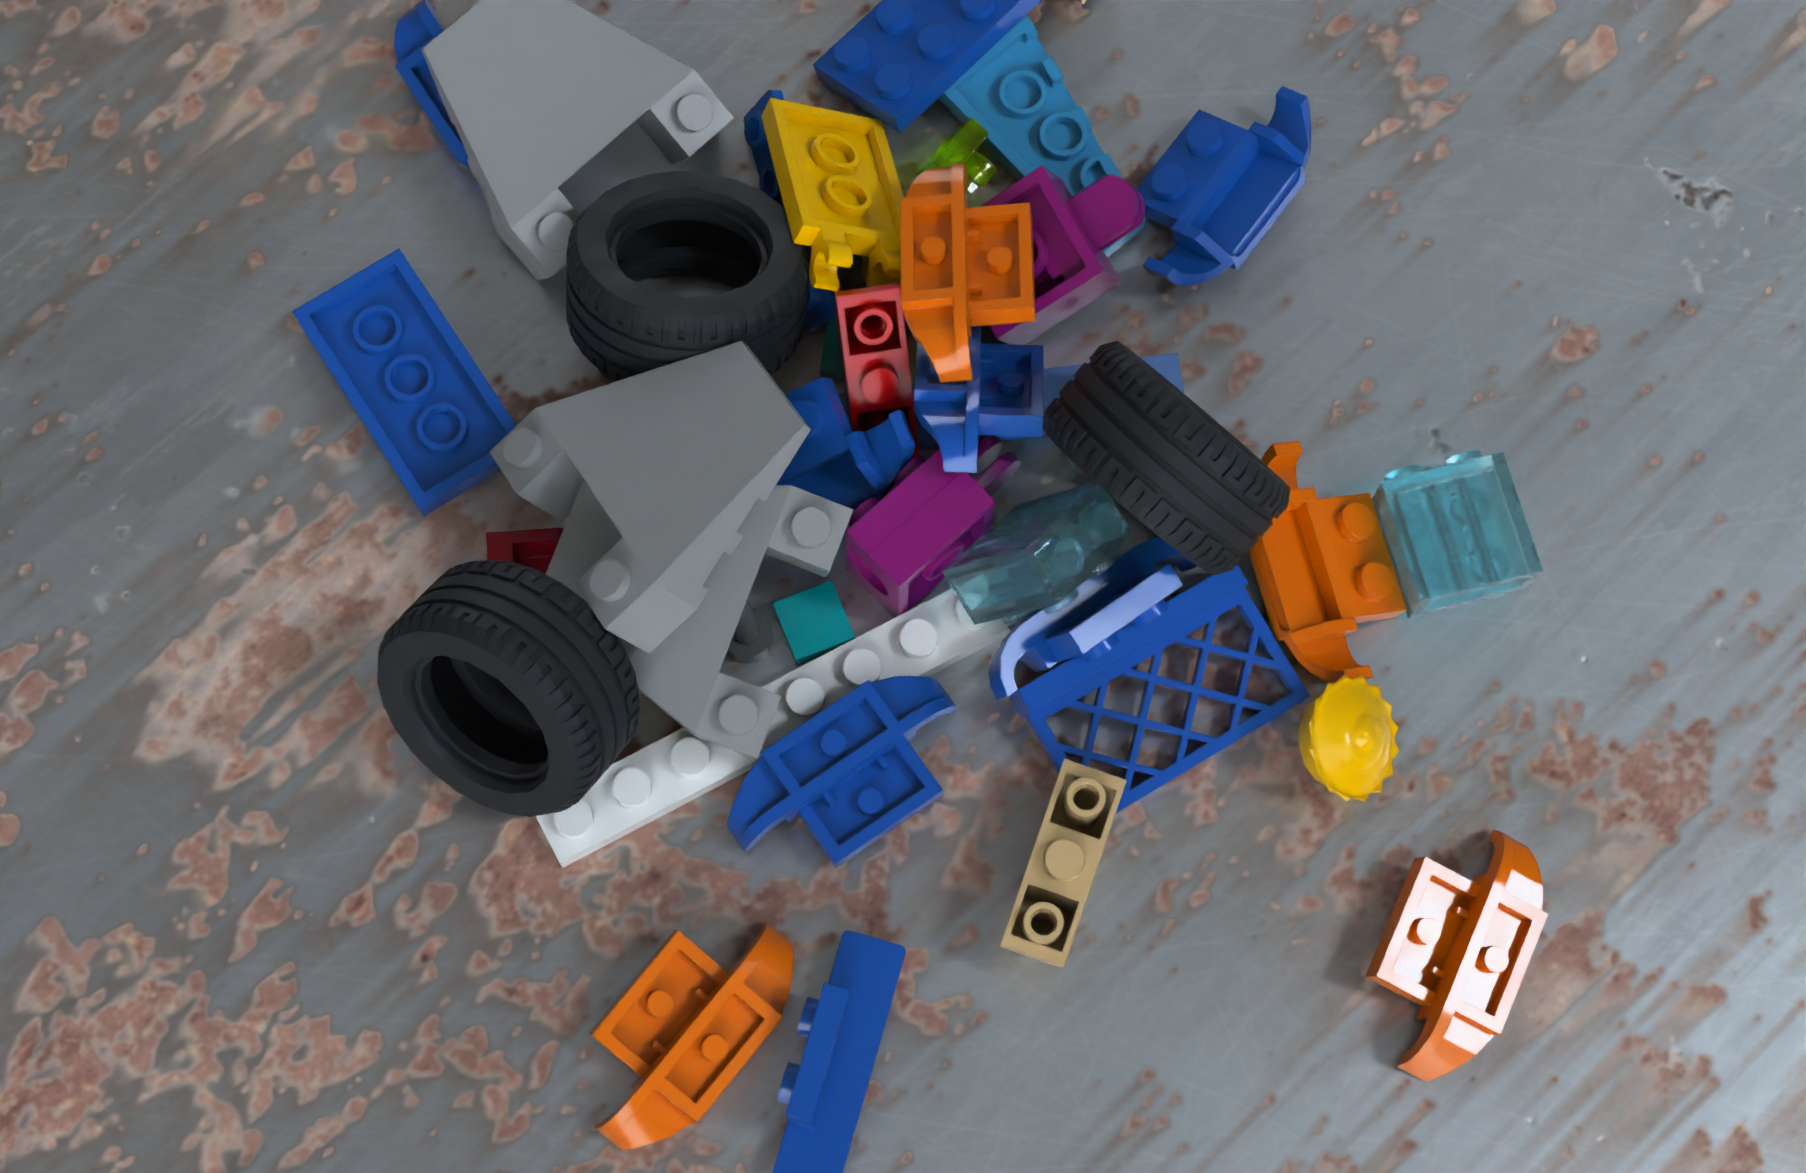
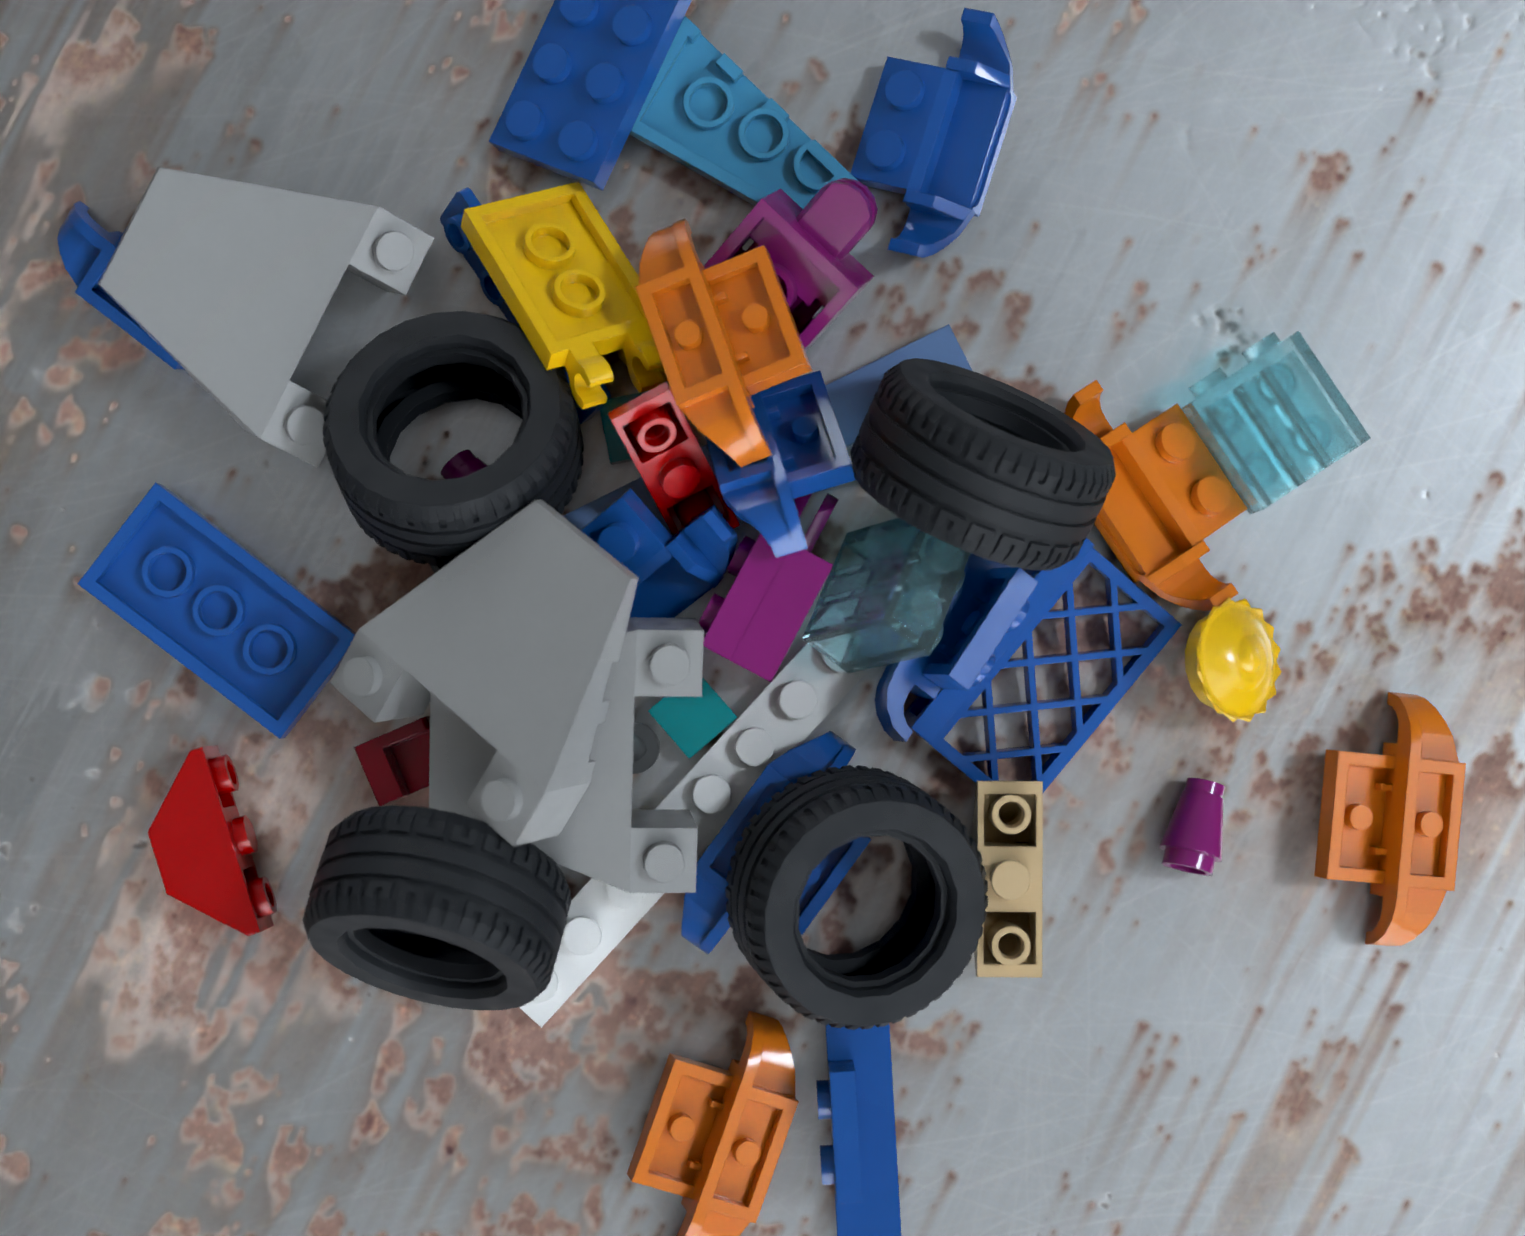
camera: 15 degrees left, 15 degrees up
(313, 582) = (208, 847): none -> red slope
(961, 148) = (667, 195): clear neon green tile -> none
(996, 856) = (919, 952): none -> black tyre
(1261, 892) = (1195, 829): none -> magenta cone

